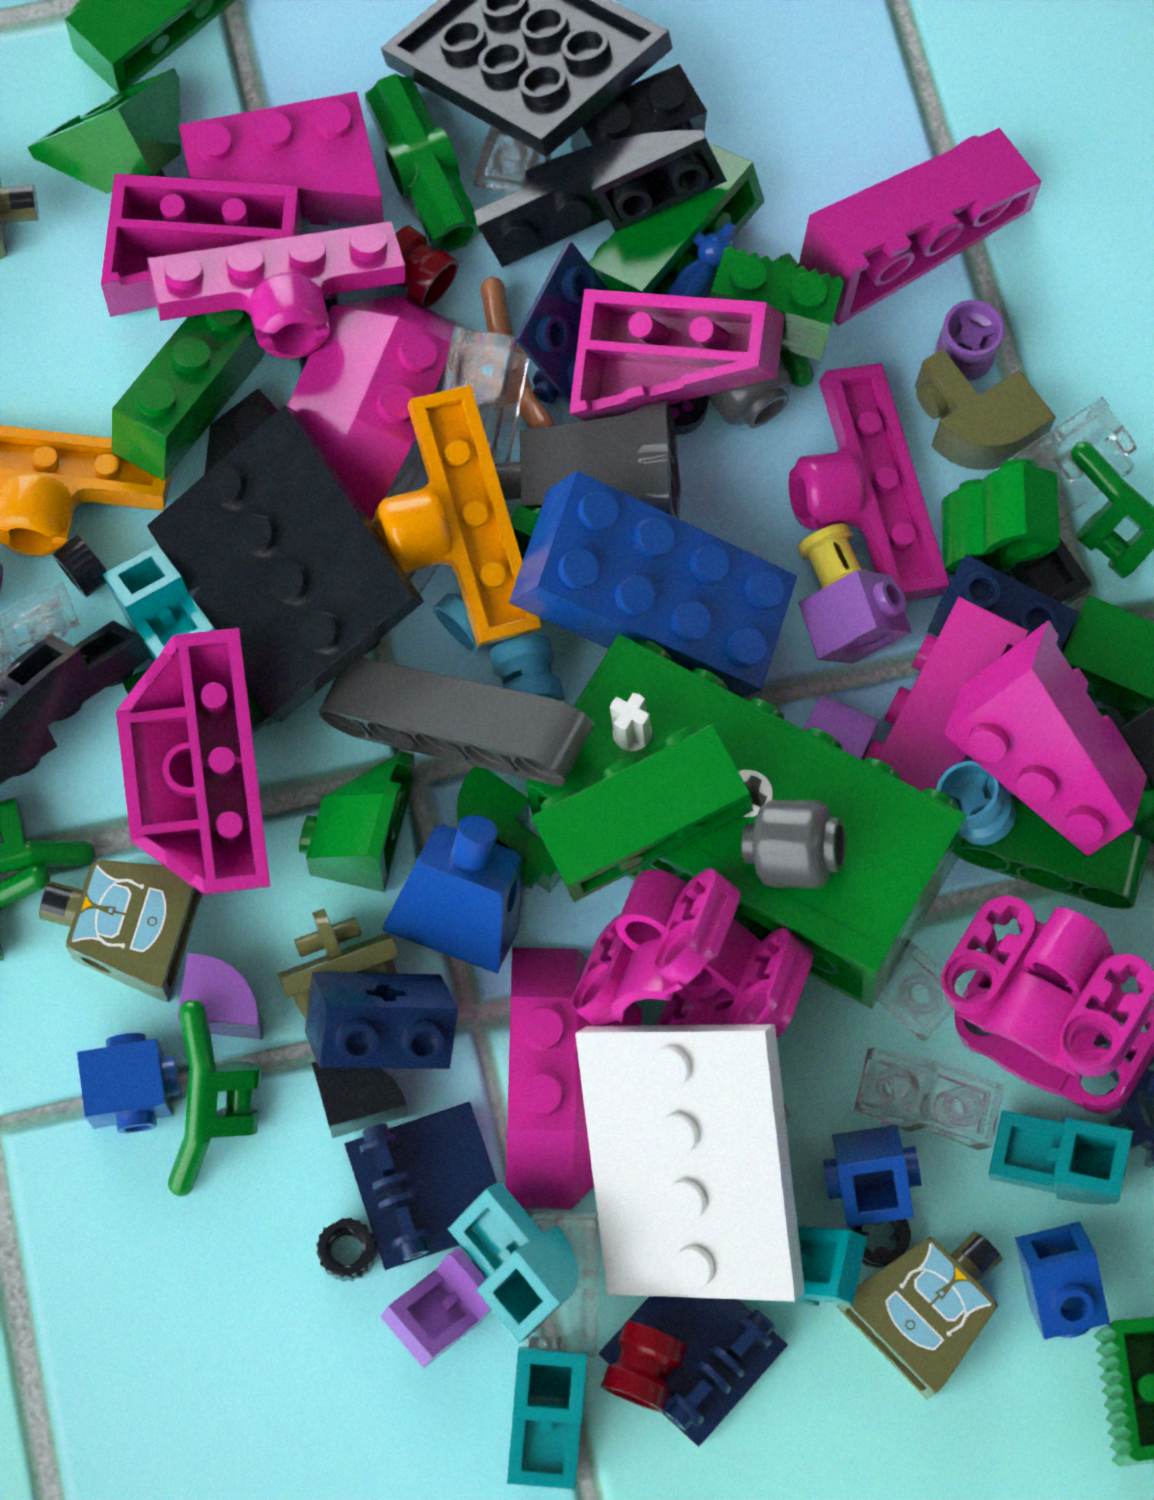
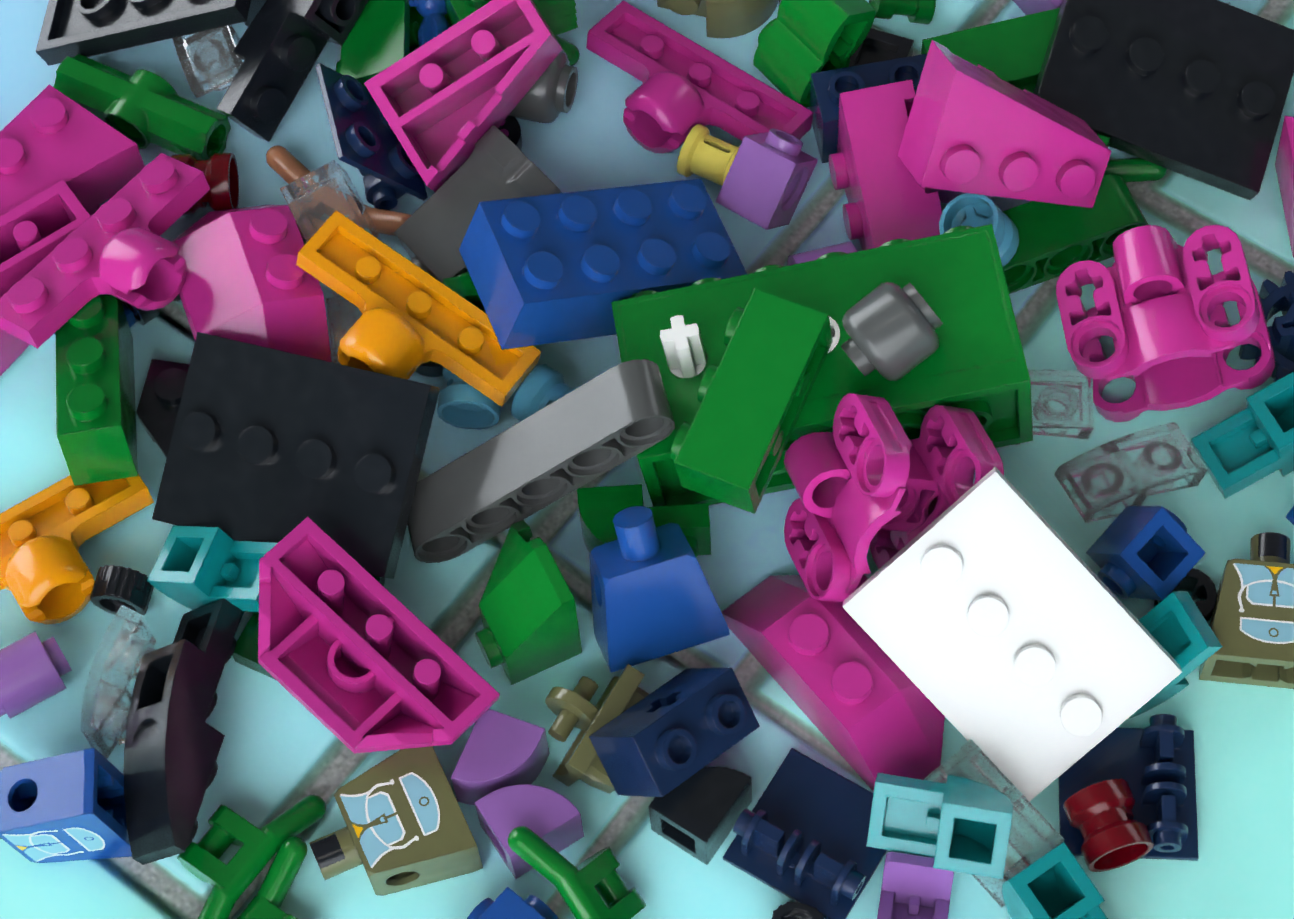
camera: 30 degrees left, 10 degrees down
(241, 930) = (499, 755): none -> medium lavender brick

